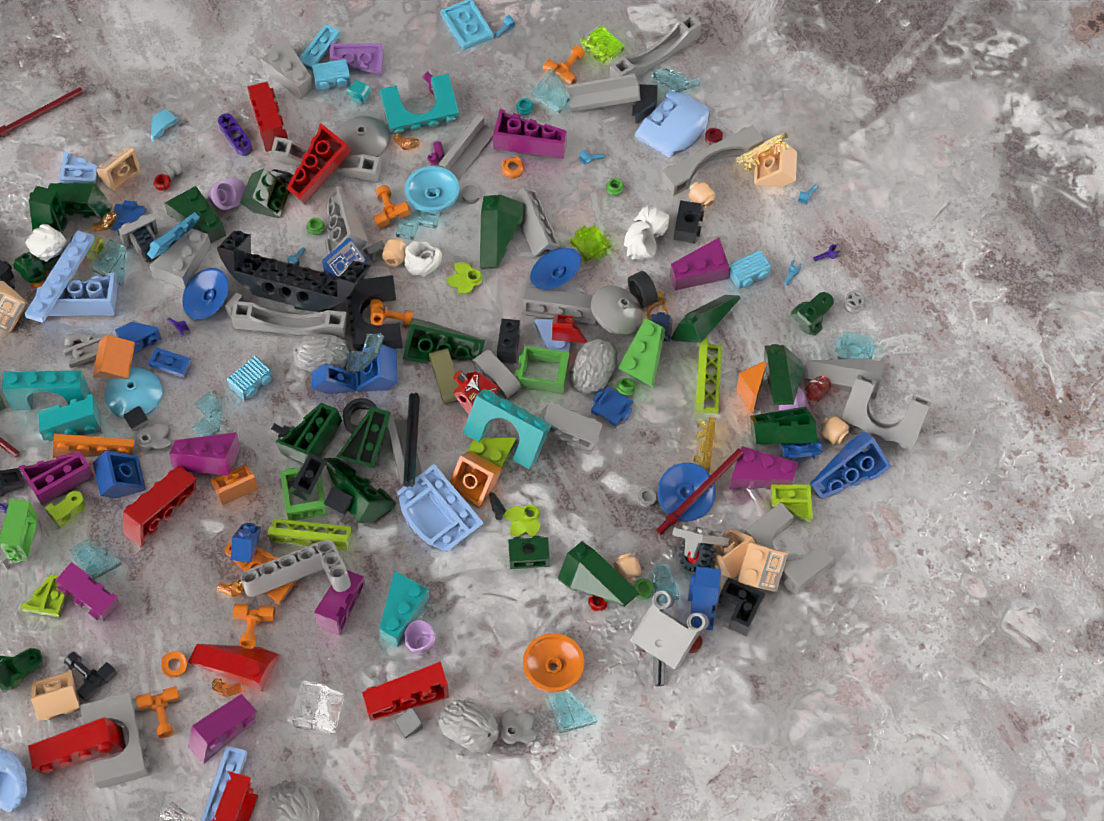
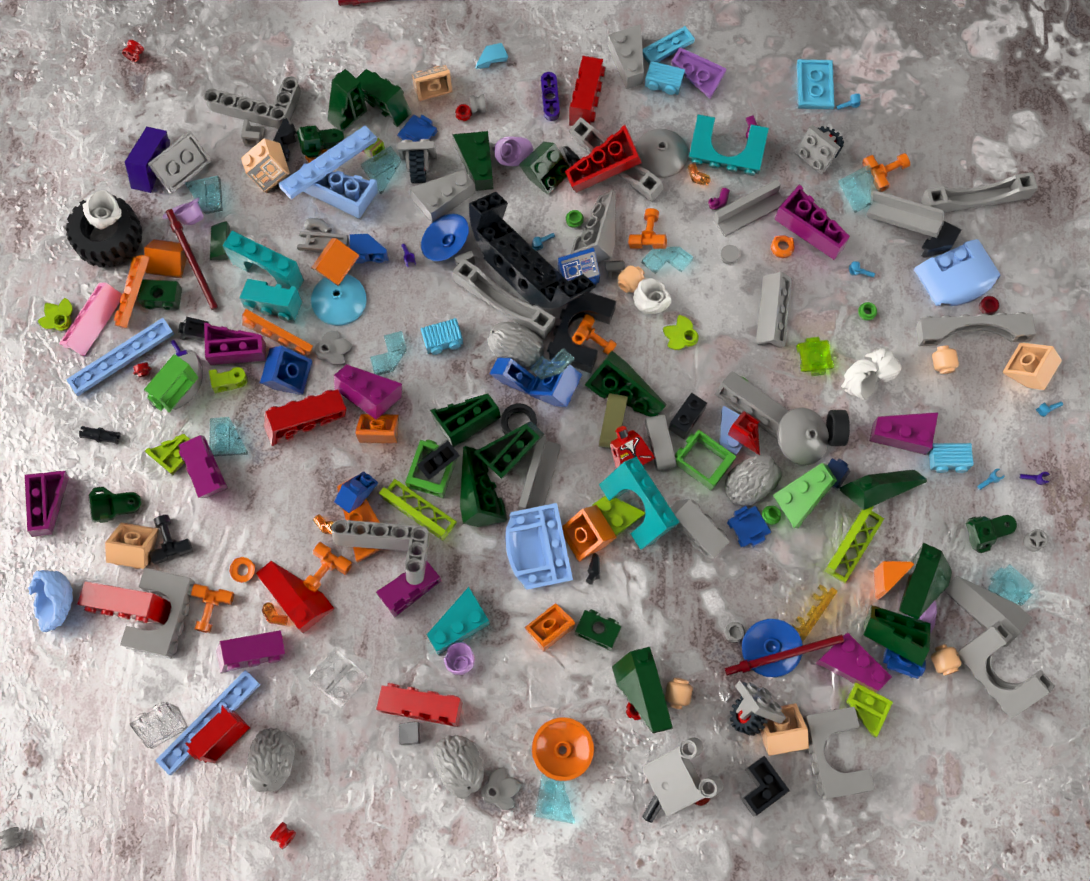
camera: 30 degrees right, 10 degrees up
(46, 242) = (332, 124): white hair -> none
(77, 170) = (397, 67): light blue wing -> none
(106, 222) = (396, 128): clear orange arm -> none
(136, 418) = (327, 326): black slope -> none
(160, 245) = (425, 175): dark azure wing -> none
(169, 362) = (382, 286): blue plate -> none
(282, 431) = (444, 401): black bar -> none
(338, 500) = (455, 494): black slope -> none
(359, 92) = (680, 107): teal plate -> none
(411, 440) = (549, 468): black axle -> none
(431, 182) = (698, 225): medium azure dish -> none
(486, 571) = (550, 627): none -> orange slope
(498, 222) = (739, 296): dark green wedge -> none
(500, 72) = (820, 147): none -> light grey plate
(521, 522) = (607, 596): lime plate -> none
(524, 106) = (825, 191): teal plate -> none
(555, 268) = (768, 366): blue hat -> none
(605, 41) = (935, 161): clear neon green plate -> none
(645, 588) = (683, 719): bright green tile -> none
(662, 301) = (850, 450): clear orange piece -> none
(664, 583) = (704, 729): clear light blue piece -> none
(674, 80) = (981, 231): clear light blue wing -> none
(687, 213) = (921, 370): black brick -> none
(704, 594) = (732, 763): blue wedge -> none
(762, 567) = (801, 762): light nougat slope -> none
(763, 150) = (1028, 345): clear yellow plate -> none
(818, 388) = (952, 609): clear red plate -> none
(855, 463) = (947, 702): blue wedge -> none

